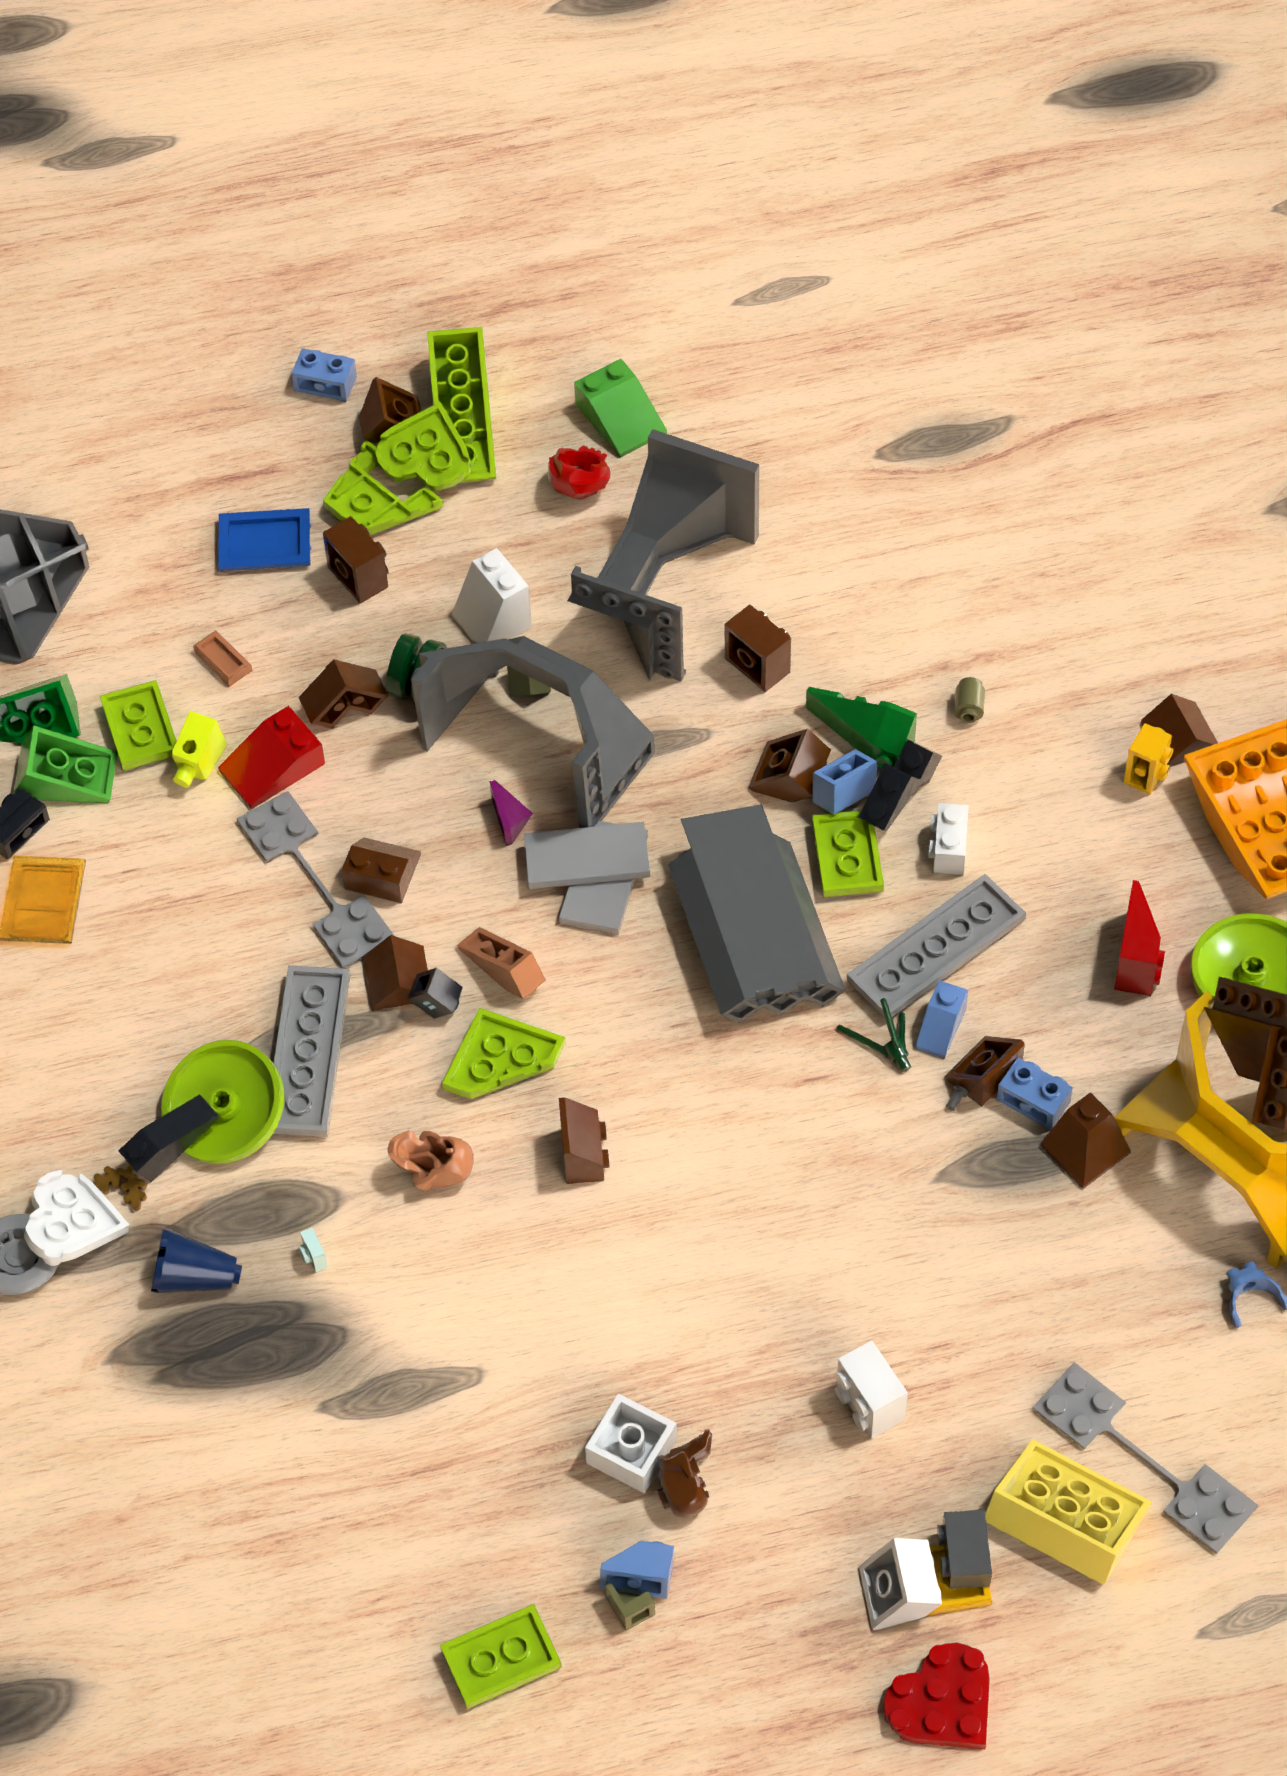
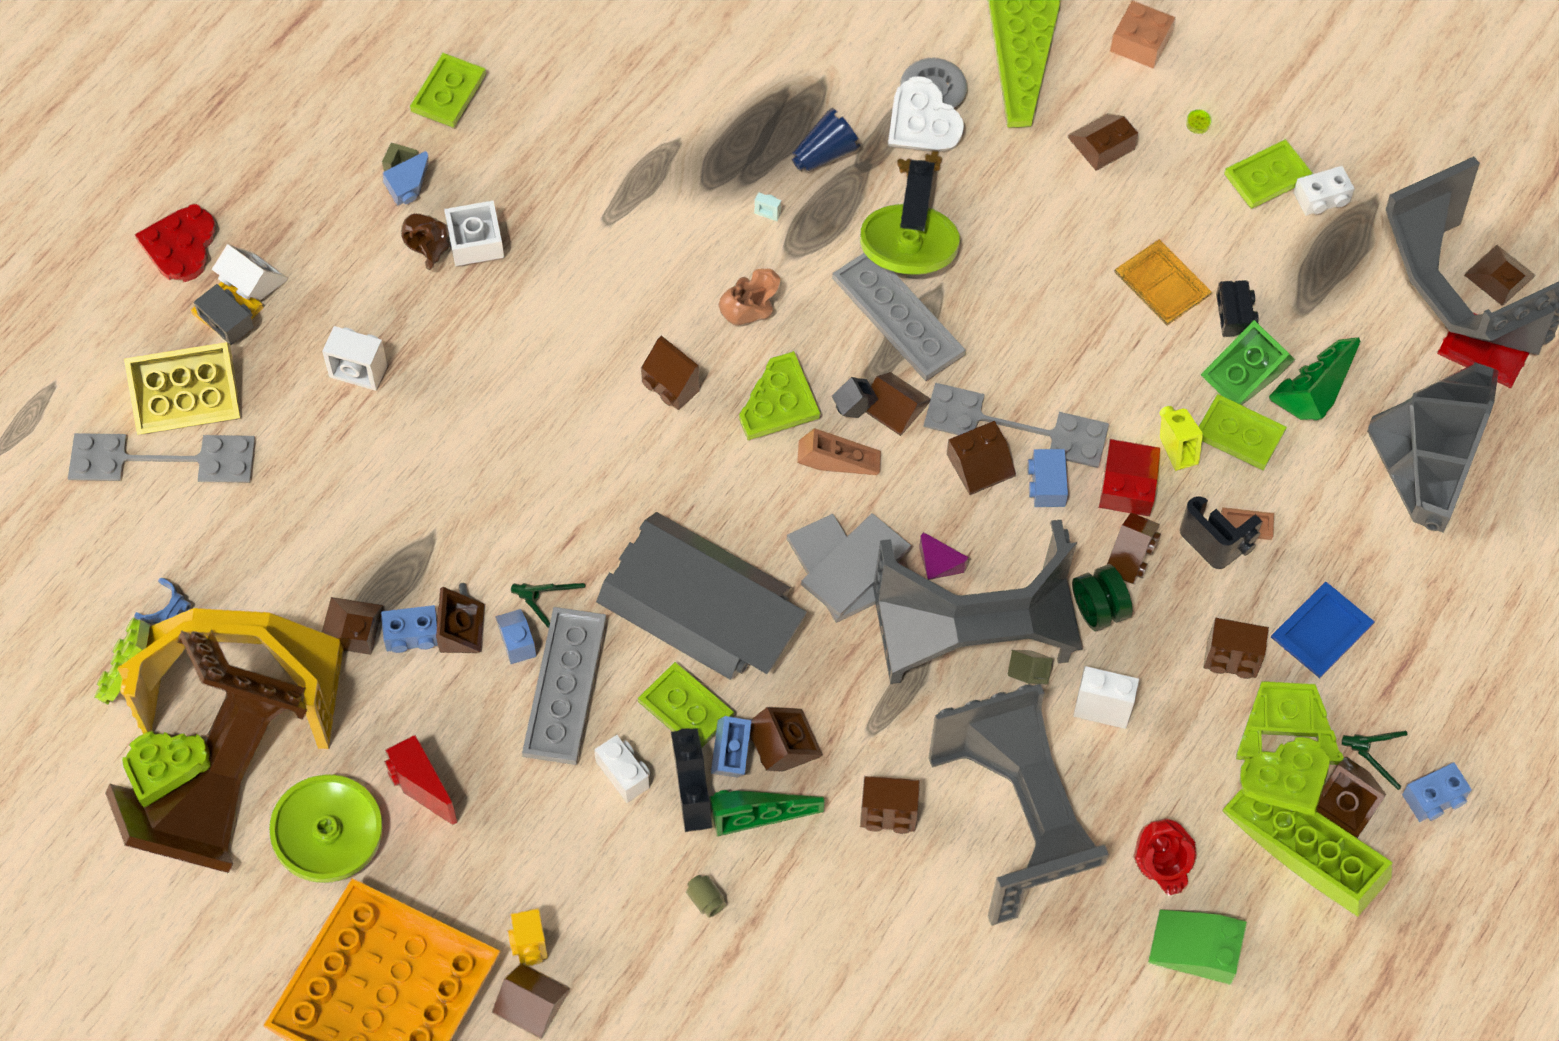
camera: 135 degrees right, 5 degrees up
(265, 635) = (1216, 537): none -> black piece
(336, 442) = (1363, 744): none -> dark green plant
(343, 805) = (1048, 477): none -> medium blue brick

